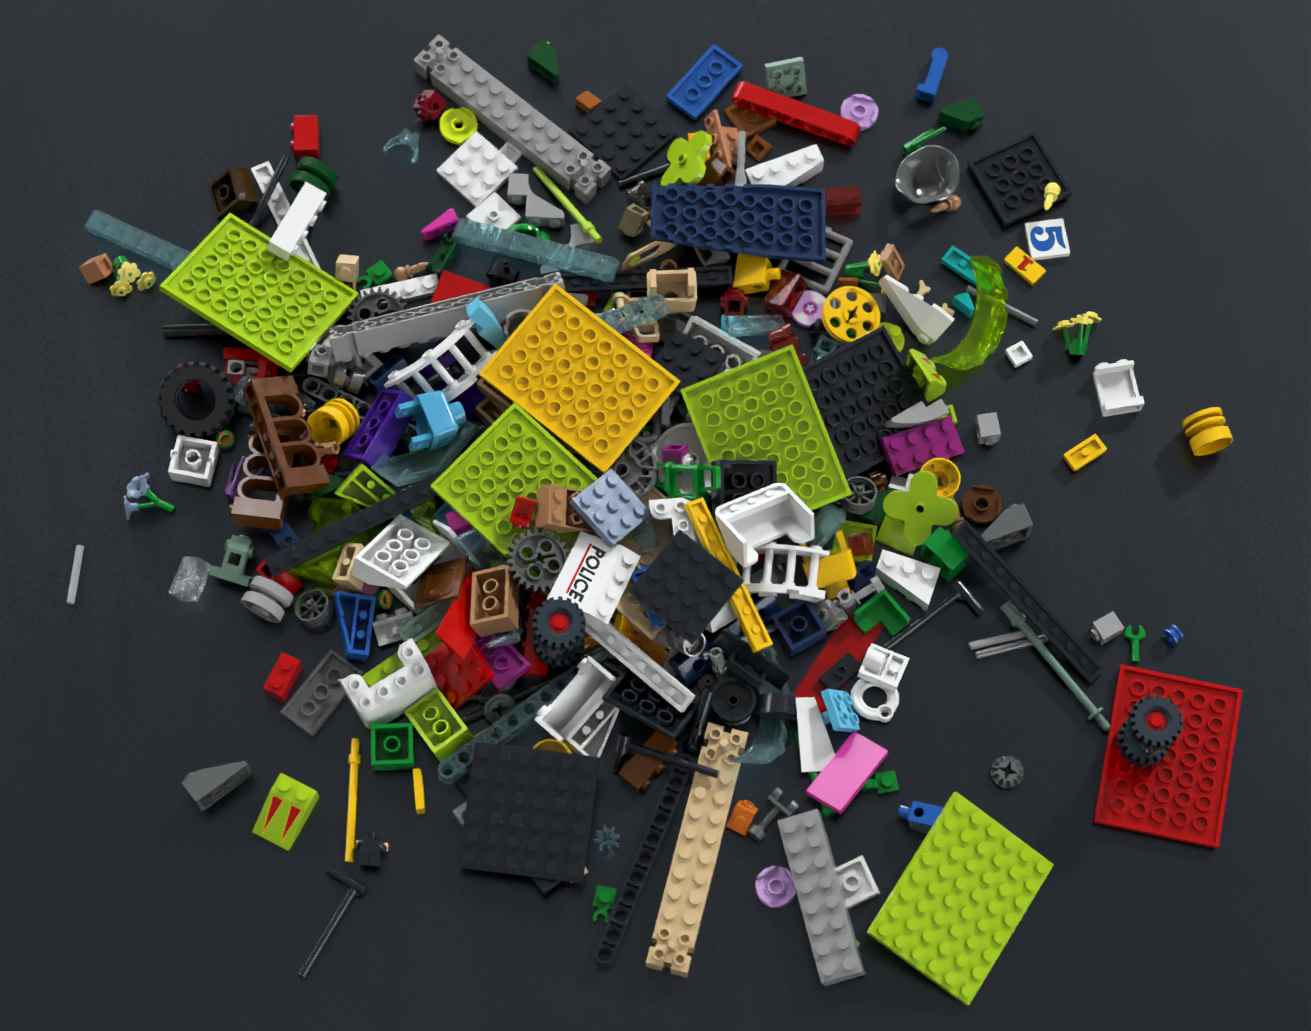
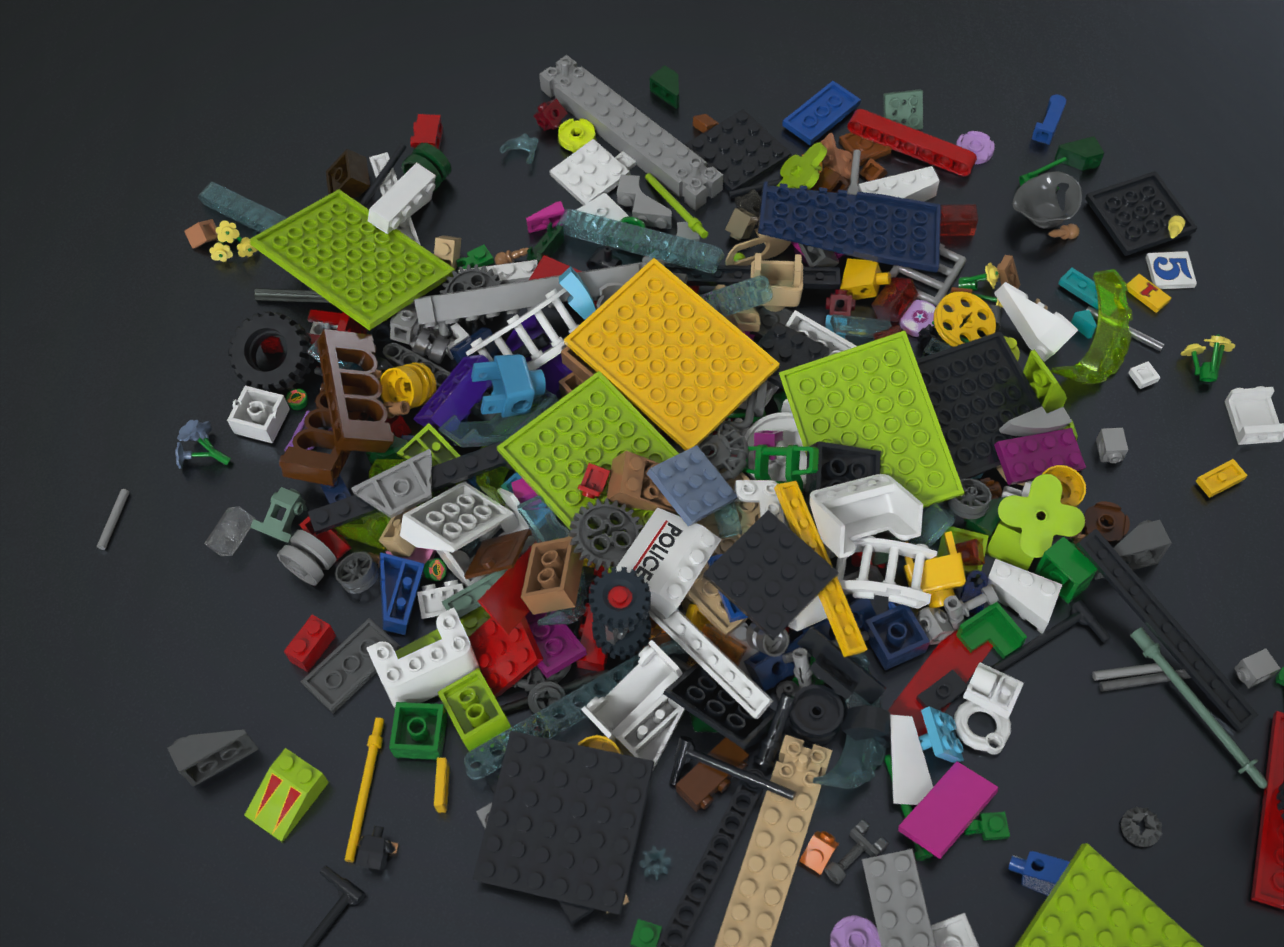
camera: 10 degrees right, 10 degrees down
(345, 529) = (399, 486): none -> light grey wing

